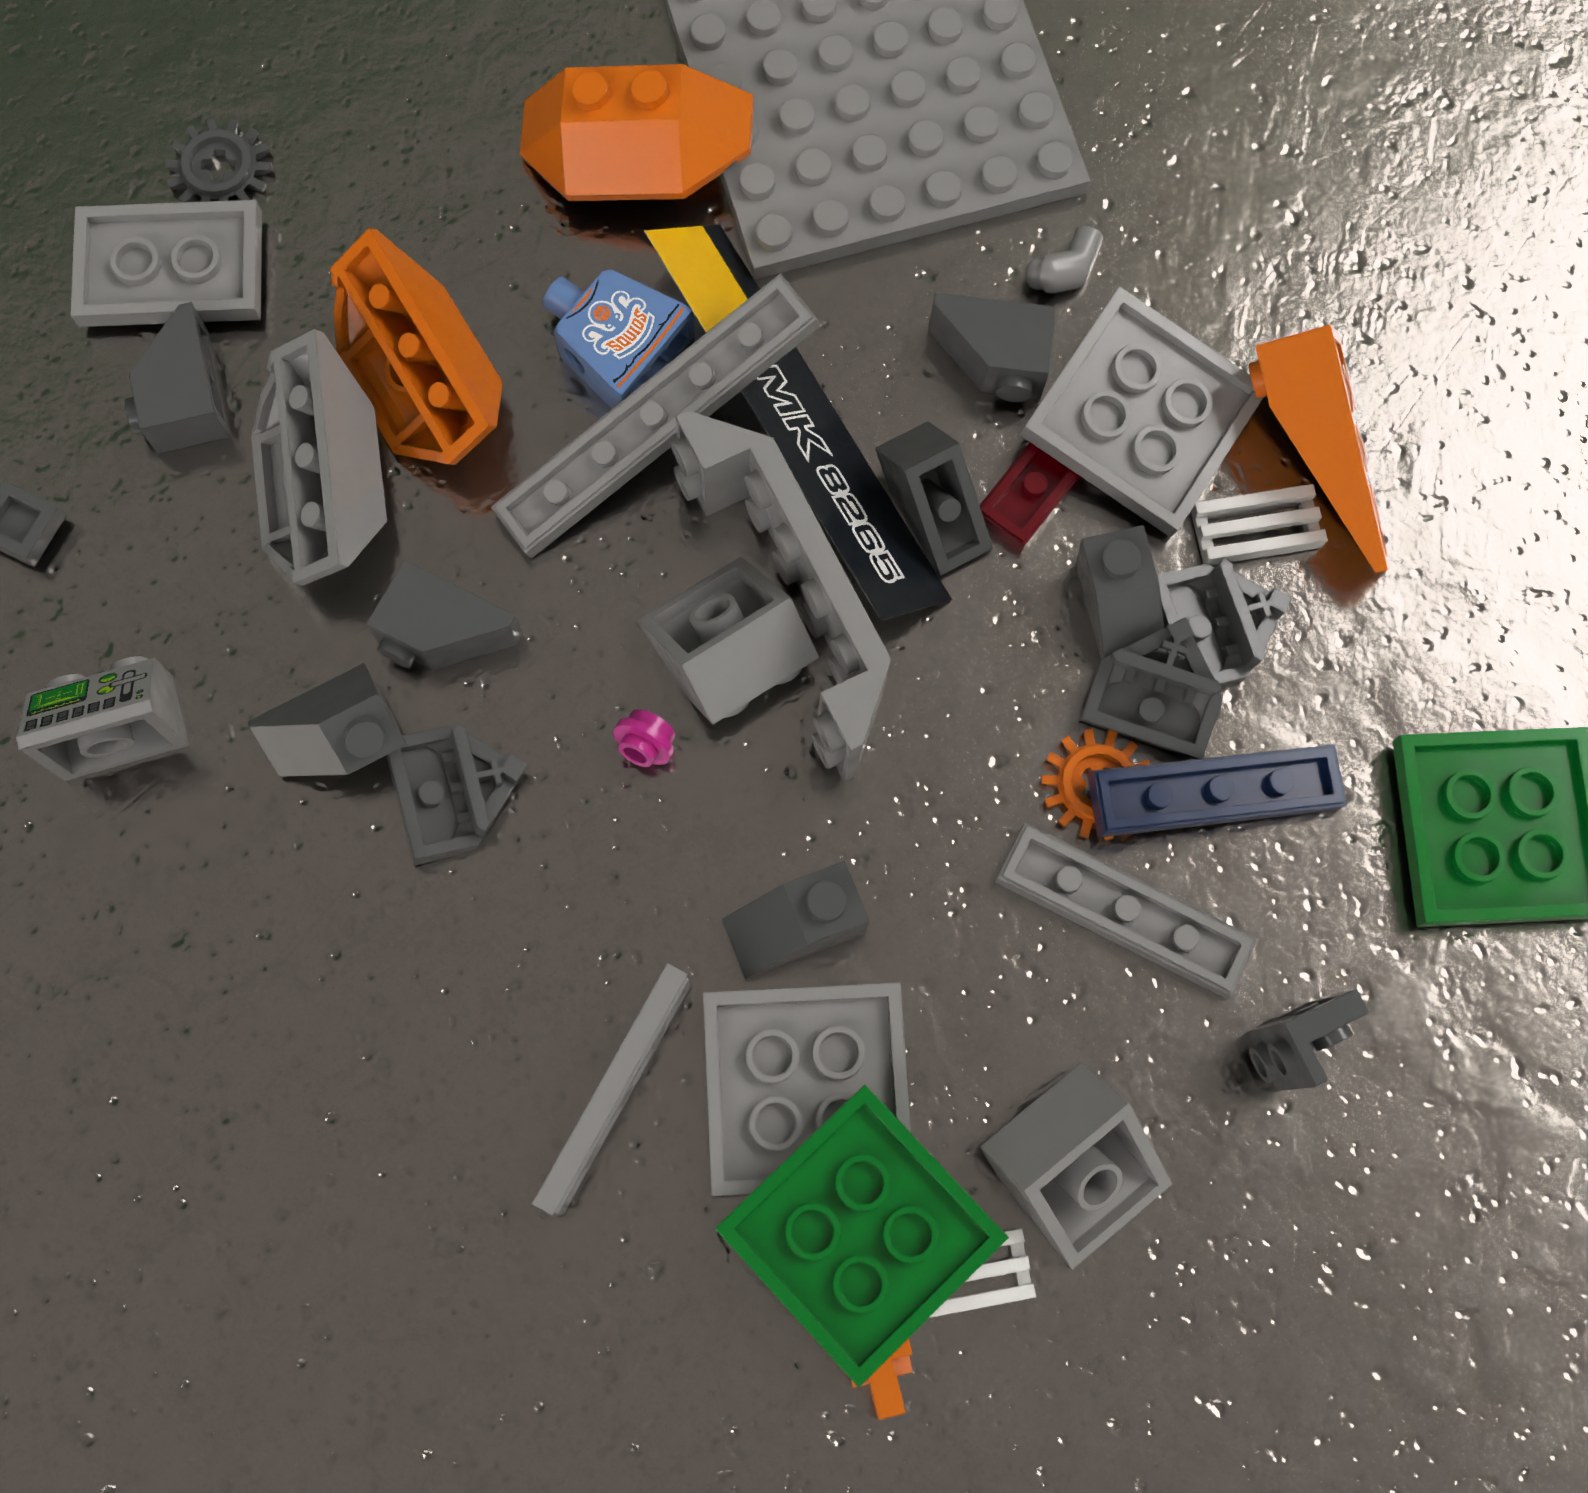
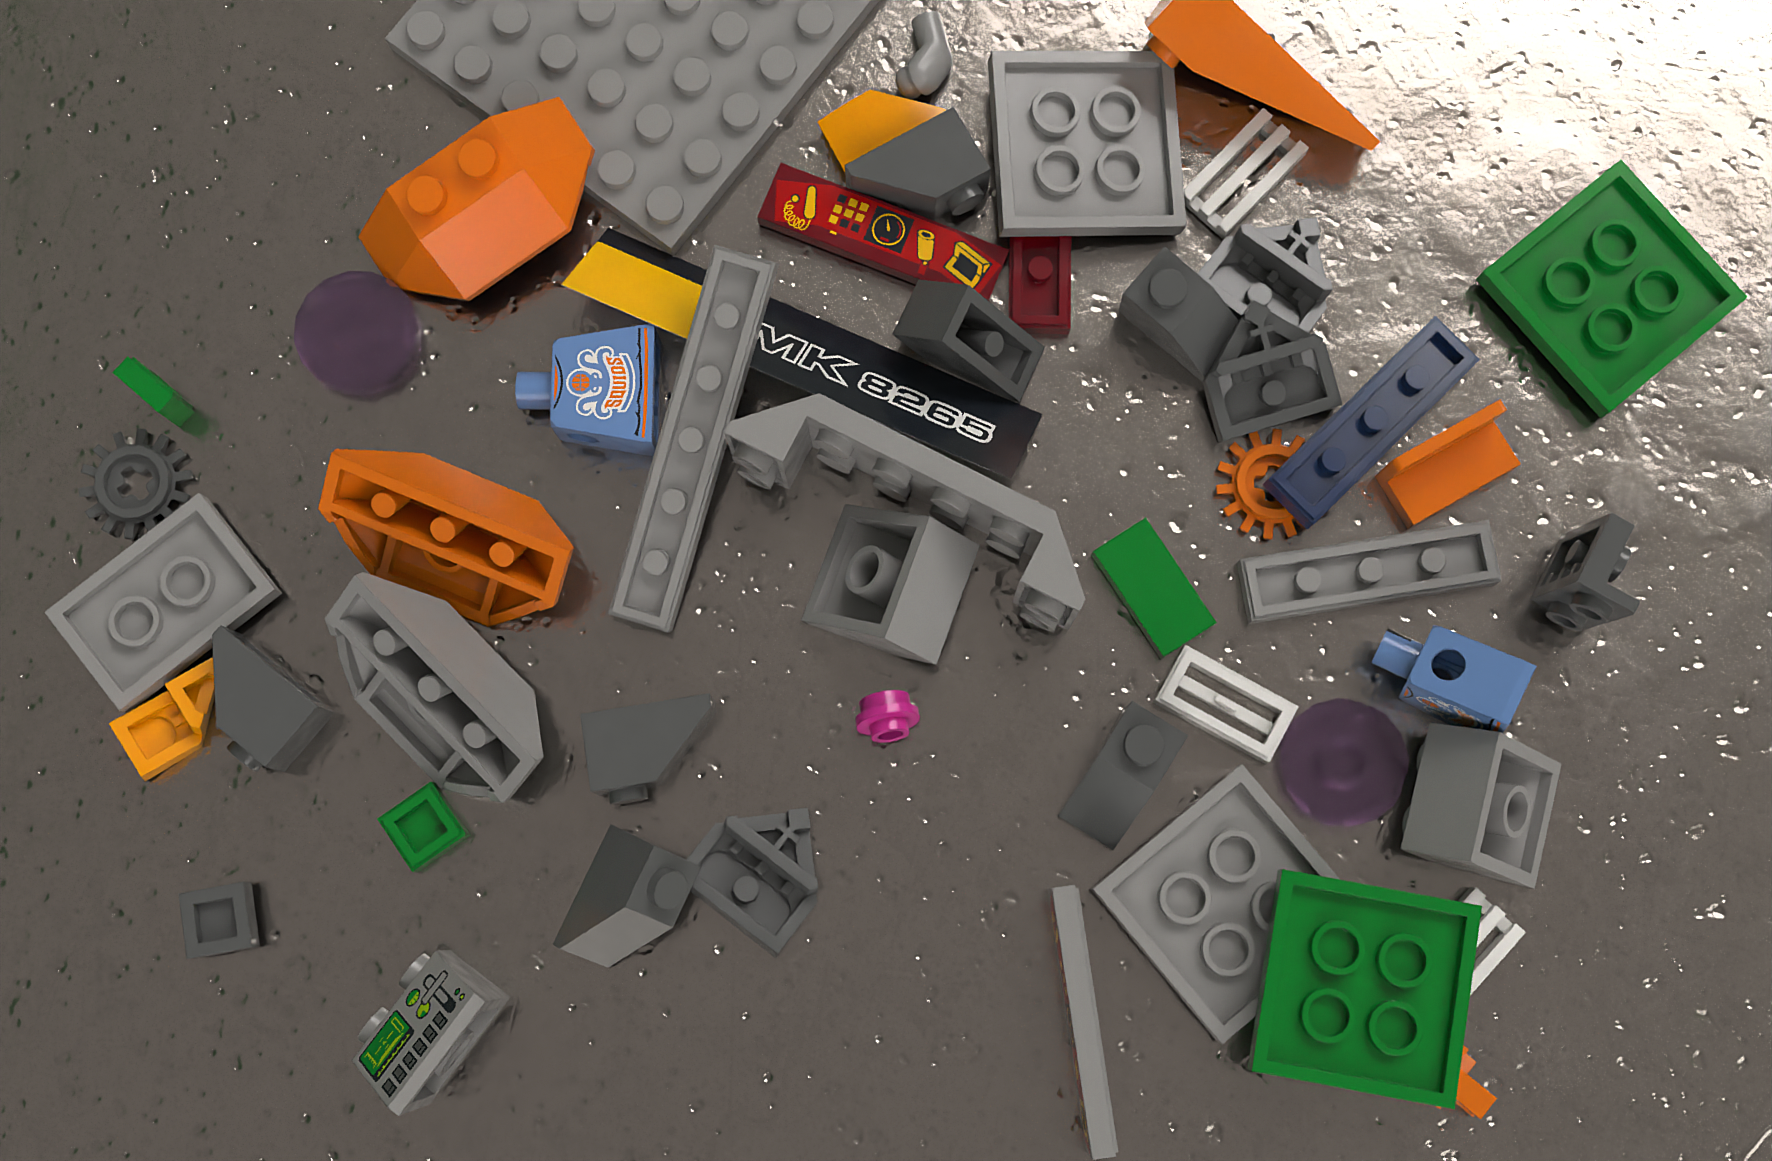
camera: 30 degrees left, 5 degrees up
(97, 356) = (169, 724): none -> light orange slope
(226, 567) = (423, 827): none -> green tile
(283, 105) = (154, 391): none -> green tile
(468, 169) = (357, 332): none -> clear purple tile
(927, 370) = (878, 233): none -> tile
(937, 796) = (1153, 588): none -> green tile
(948, 980) = (1215, 727): none -> white tile
(984, 277) = (871, 122): none -> light orange slope
(987, 1047) = (1342, 762): none -> clear purple tile
(1147, 1062) = (1483, 683): none -> medium blue torso
(1256, 870) = (1448, 466): none -> orange panel

